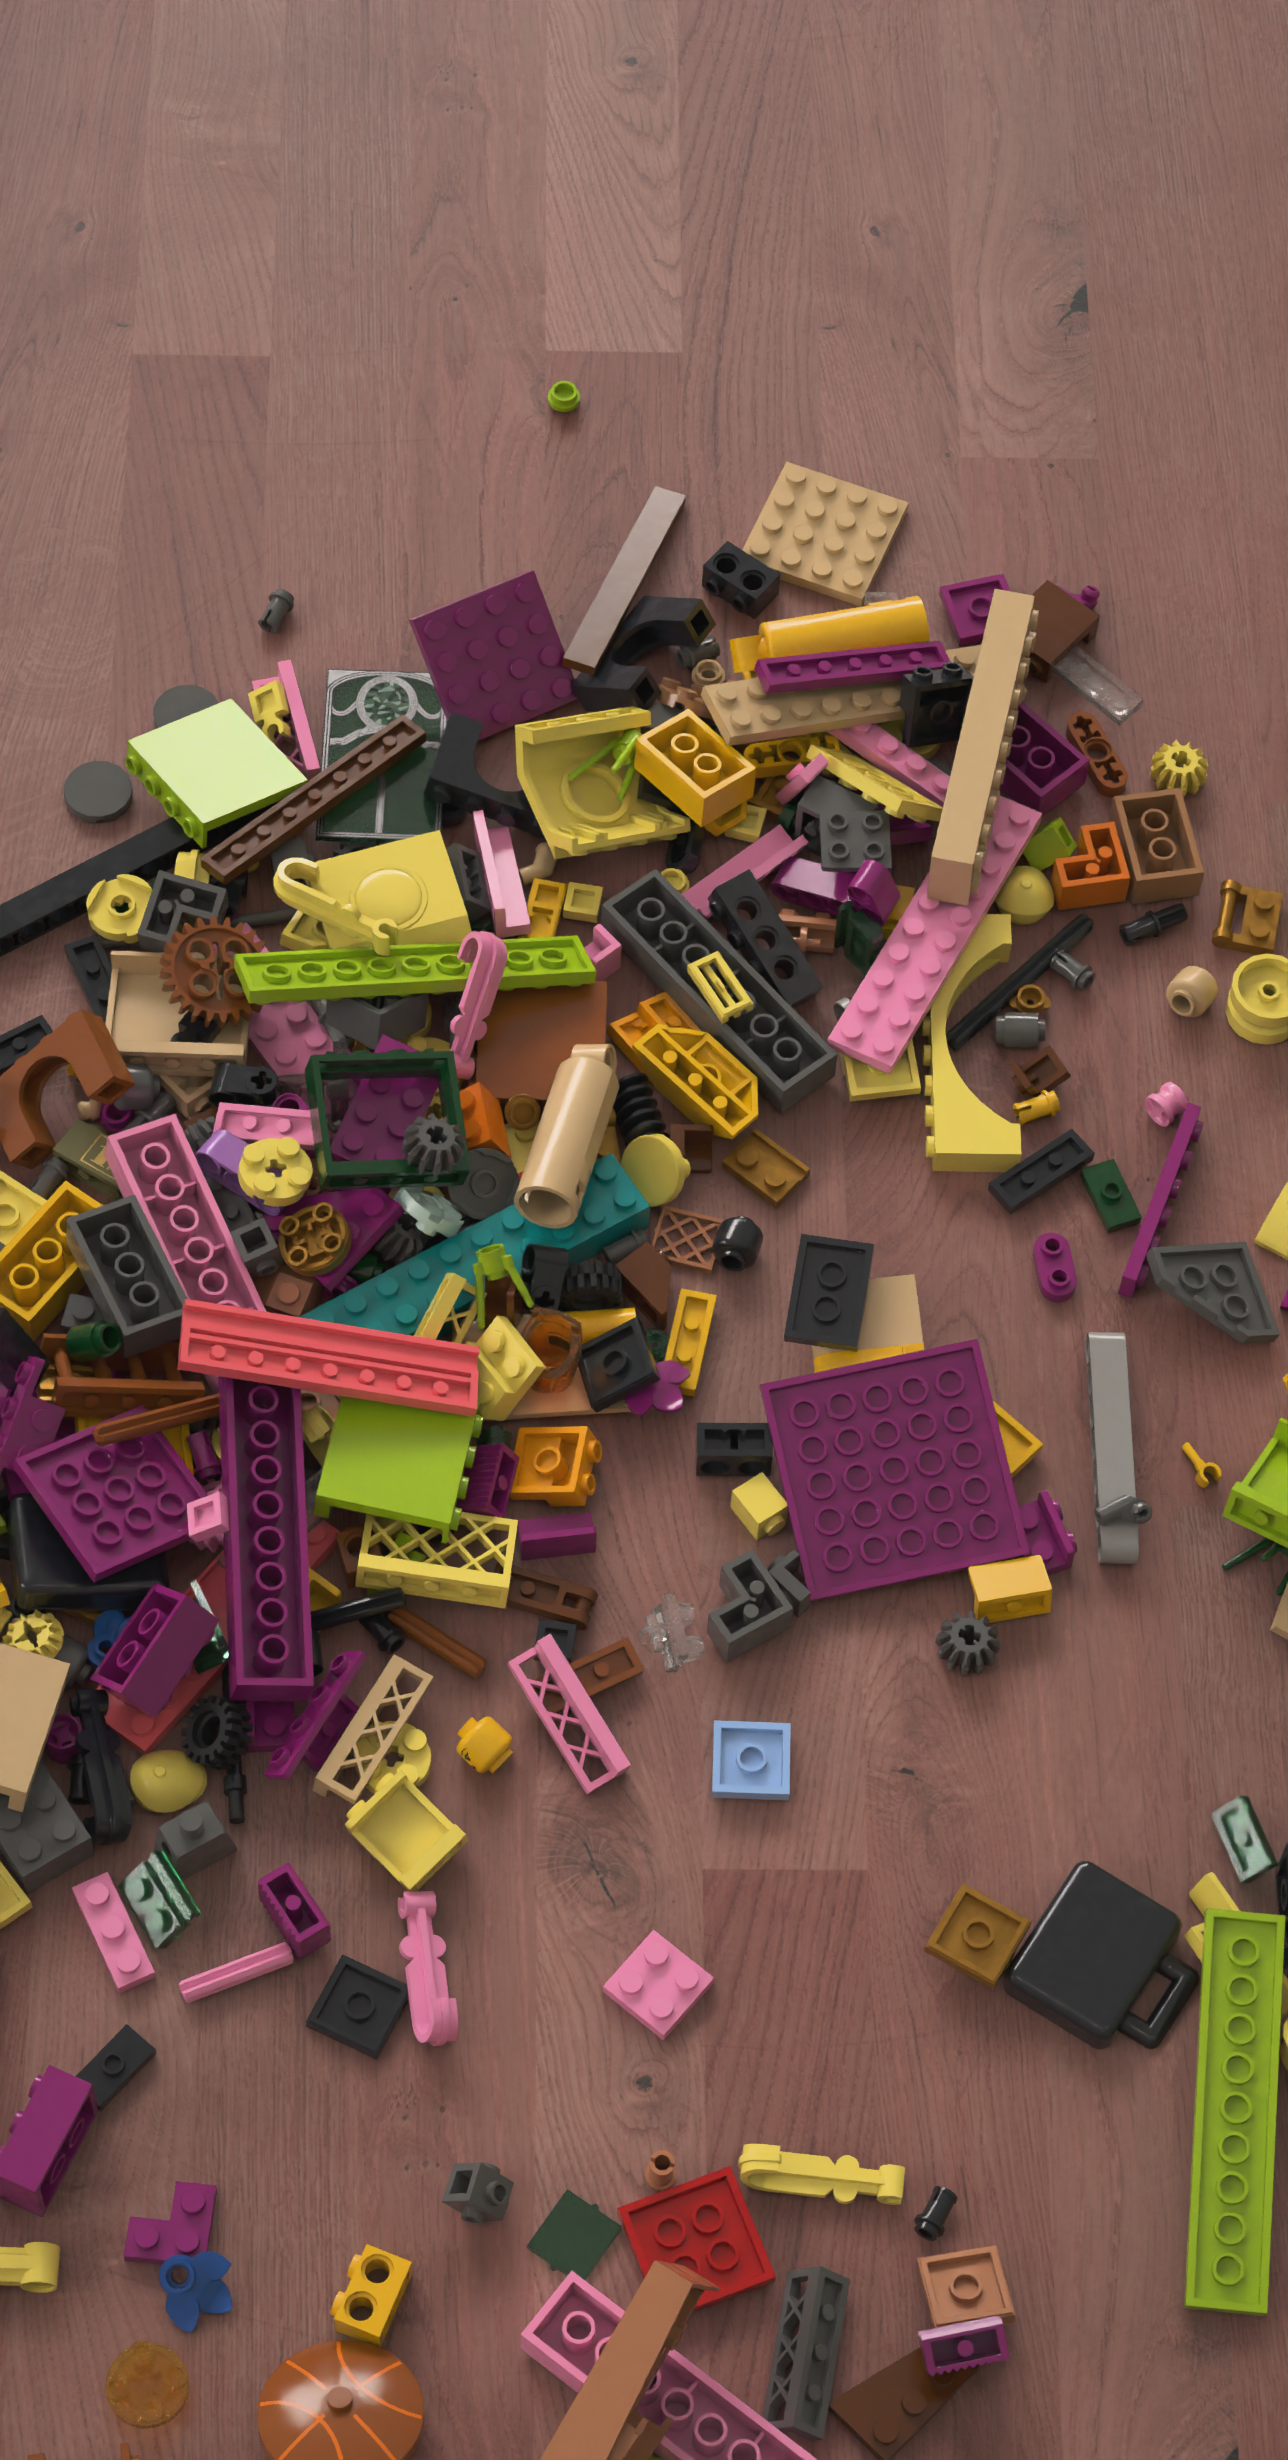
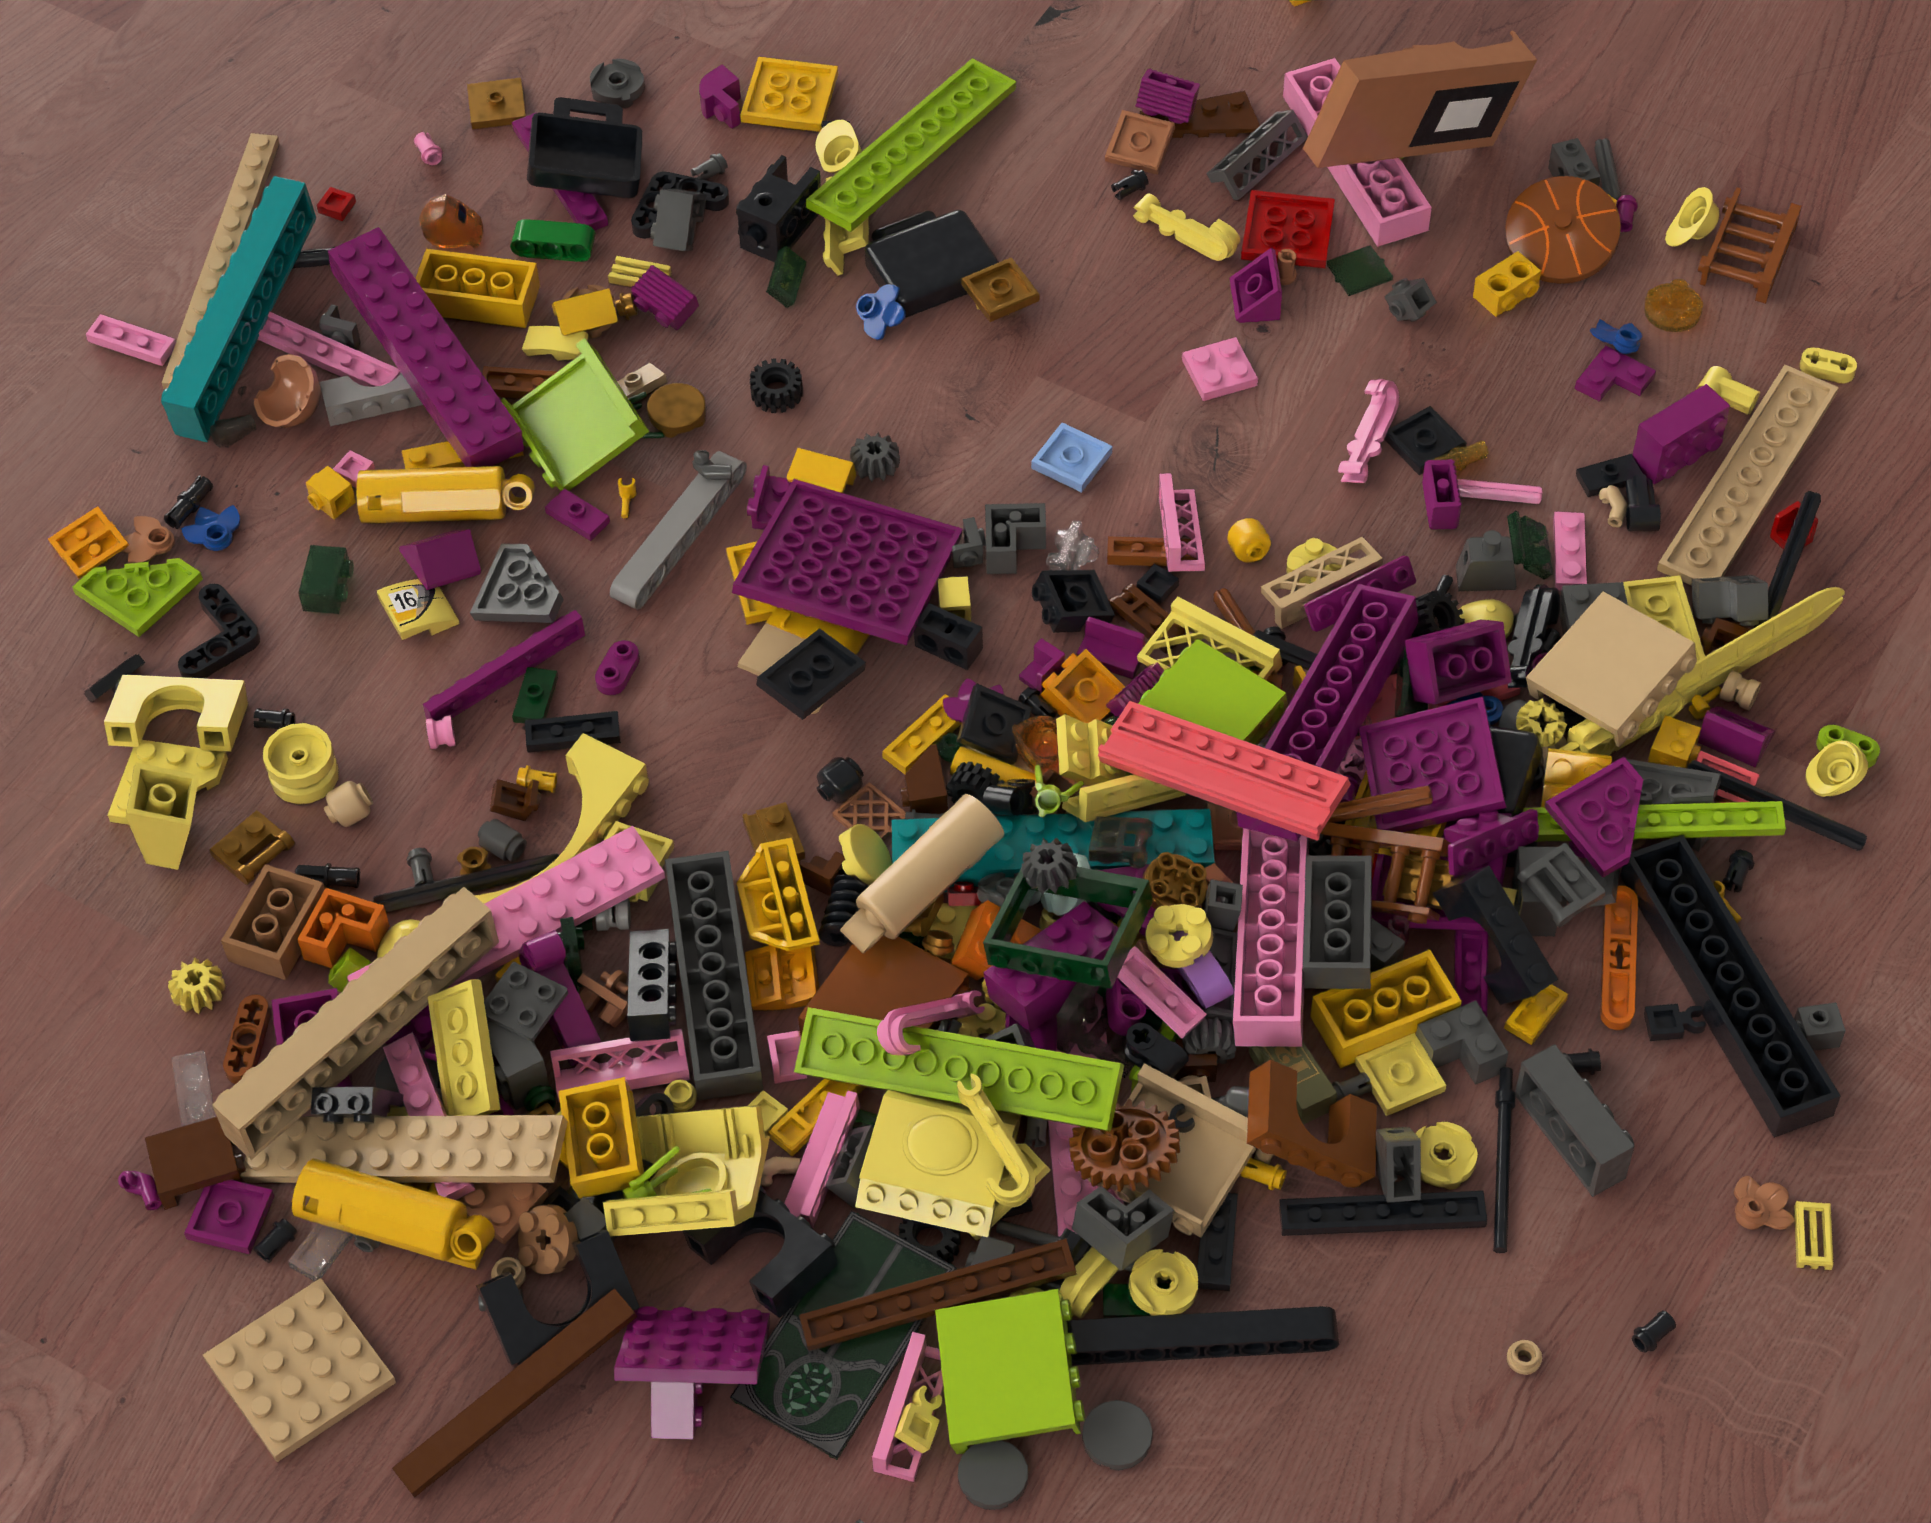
camera: 145 degrees left, 5 degrees down
(49, 2023) = (1641, 511): none -> black piece
(87, 2027) = (1618, 503): none -> tan arm
(93, 1341) = (1394, 878): dark green brick -> none
(208, 1517) = (1375, 712): bright pink plate -> none
(303, 1991) = (1466, 455): none -> clear yellow pin
(404, 1831) = (1335, 506): light yellow panel -> none
(408, 1258) = (1109, 840): none -> clear smoke plate
(604, 1432) = (1031, 698): none -> black pin
(615, 1479) = (1046, 661): none -> magenta panel
(632, 1569) = (1071, 598): none -> black plate
(676, 2118) = (1257, 290): none -> magenta slope
(721, 1012) = (717, 972): light yellow tile -> none
(740, 580) = (408, 1349): black brick -> none
(800, 778) = (517, 1089): bright pink plate -> none
(847, 666) = (405, 1147): magenta plate -> none
(929, 599) = (275, 1240): none -> black pin
(1102, 1846) = (880, 311): none -> blue plate
(1145, 1664) = (773, 373): none -> black tyre
(1231, 1597) = (676, 409): none -> pearl gold tile
(1234, 1418) = (577, 514): none -> magenta plate

